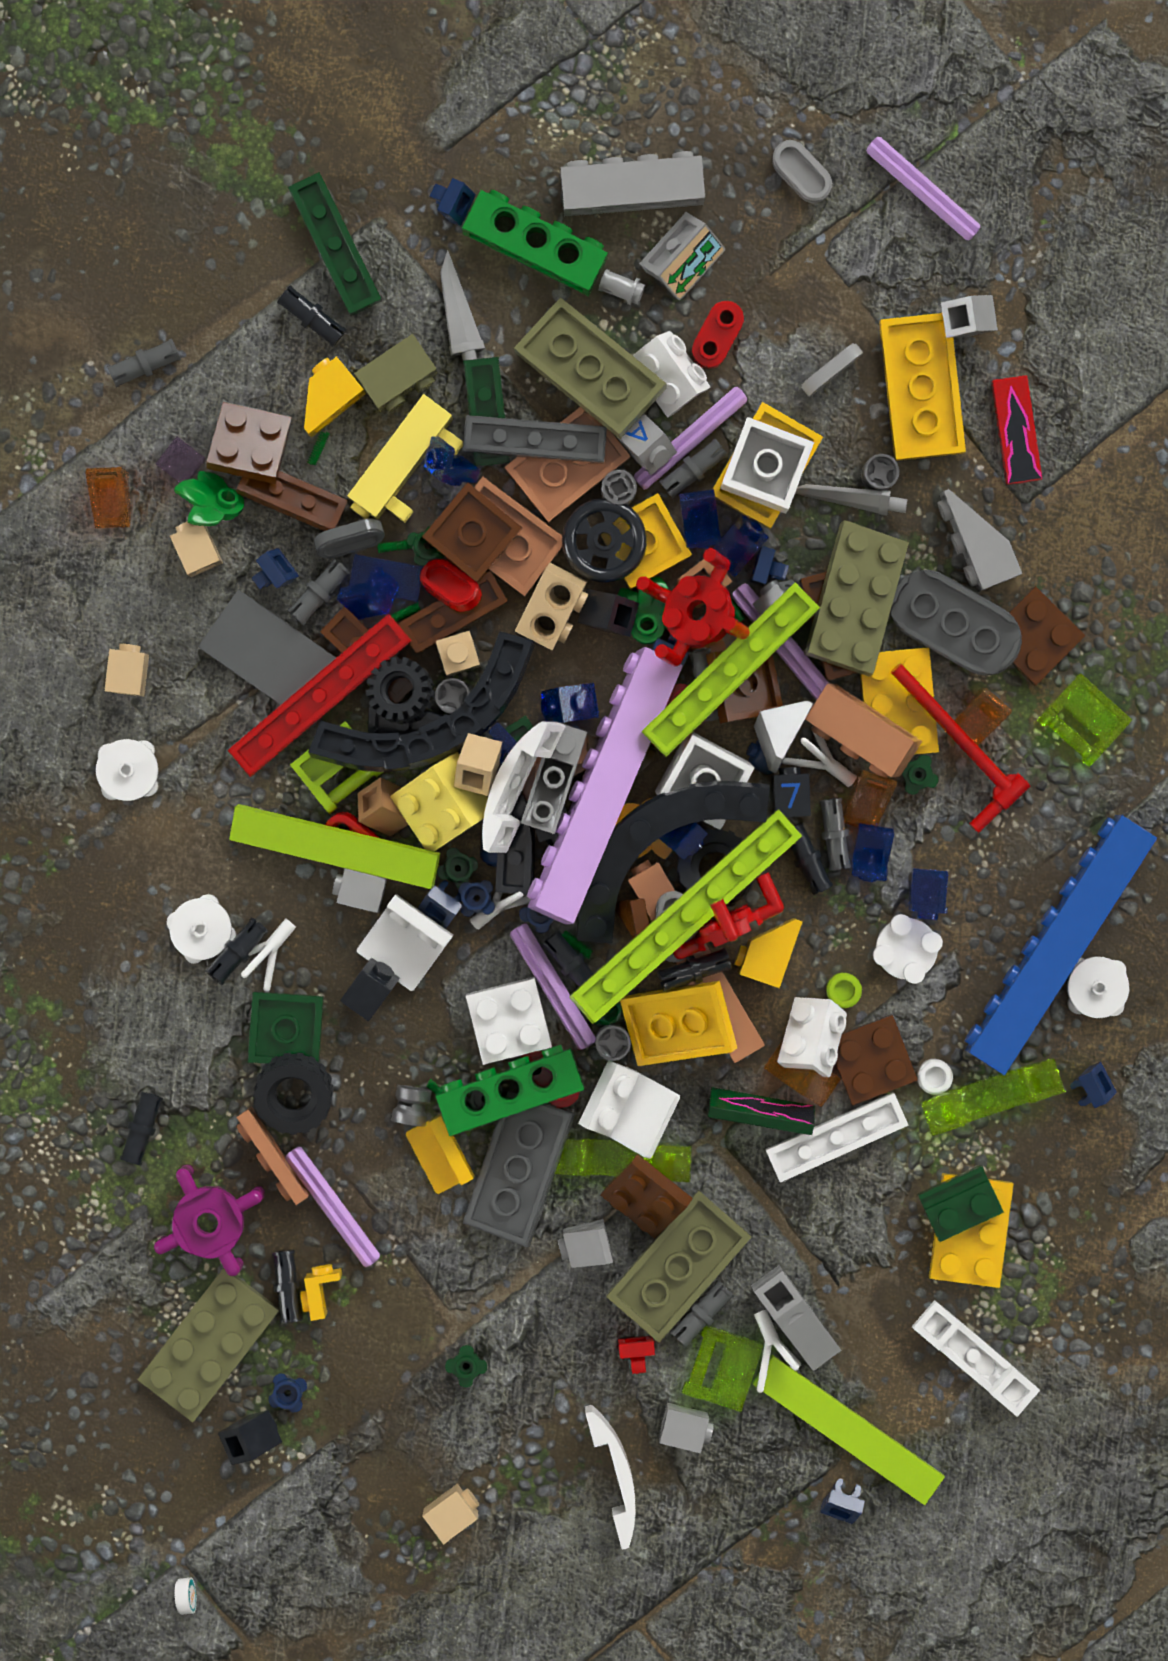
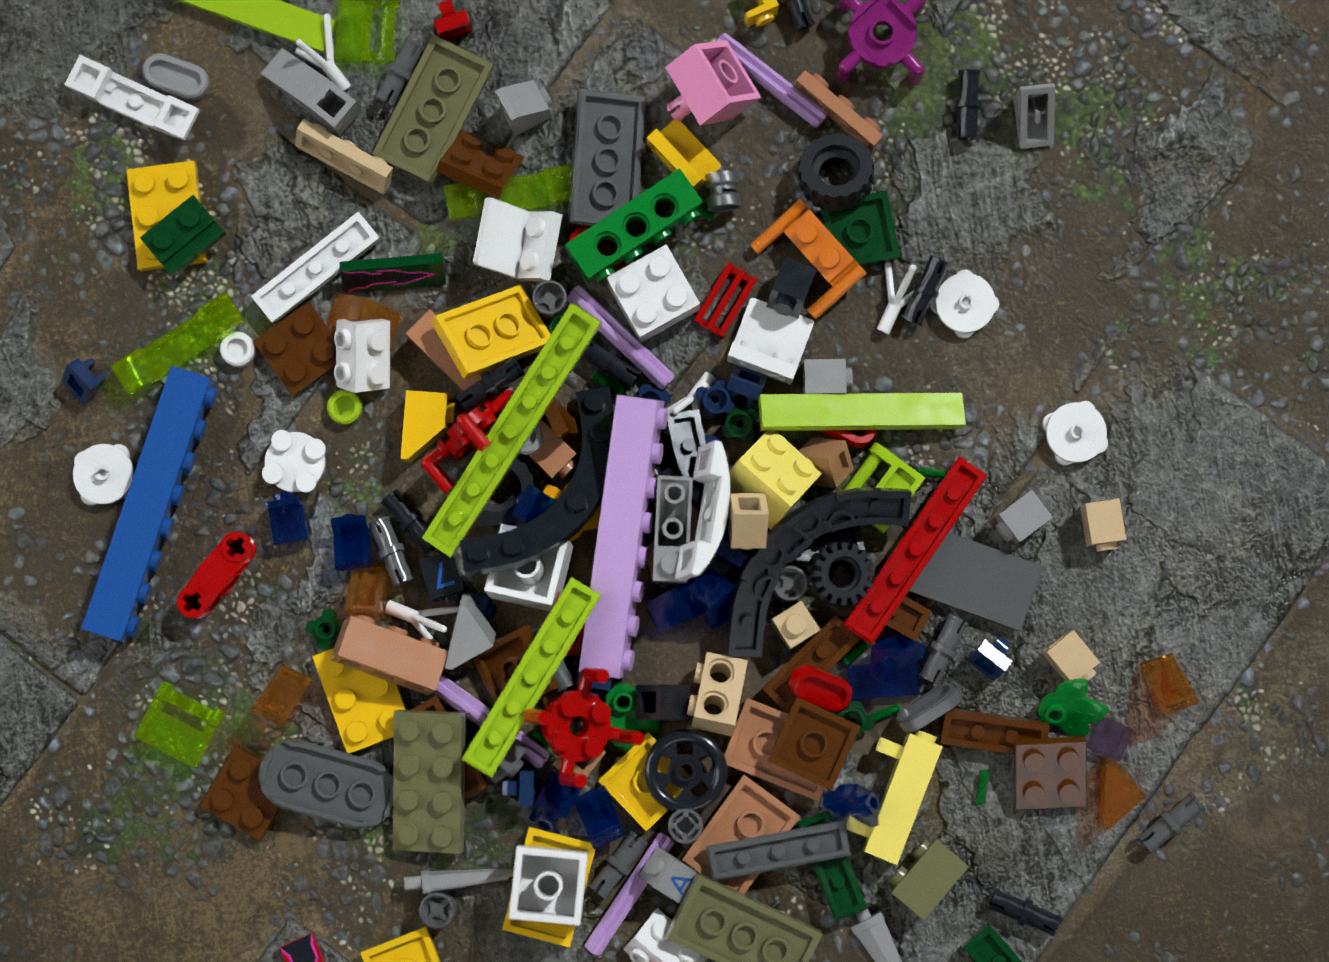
camera: 160 degrees right, 5 degrees down
(77, 1097) = (1035, 115): none -> light grey slope
(189, 404) = (1116, 794): none -> clear orange slope
(205, 698) = (1022, 518): none -> light grey brick
(288, 770) = (926, 473): none -> green leg
(329, 394) = (986, 840): yellow slope -> none
(331, 1021) = (819, 248): none -> orange plate
(394, 1215) = (710, 84): none -> bright pink brick
(417, 1017) = (739, 275): none -> red tile
(529, 702) = (715, 596): none -> clear blue bracket
(779, 1242) = (344, 156): none -> tan plate
(926, 1370) = (176, 76): none -> light grey tile
(984, 548) = (317, 862): light grey slope -> none
(1008, 787) = (238, 639): red bar -> none
(1012, 856) = (216, 575): none -> red piece

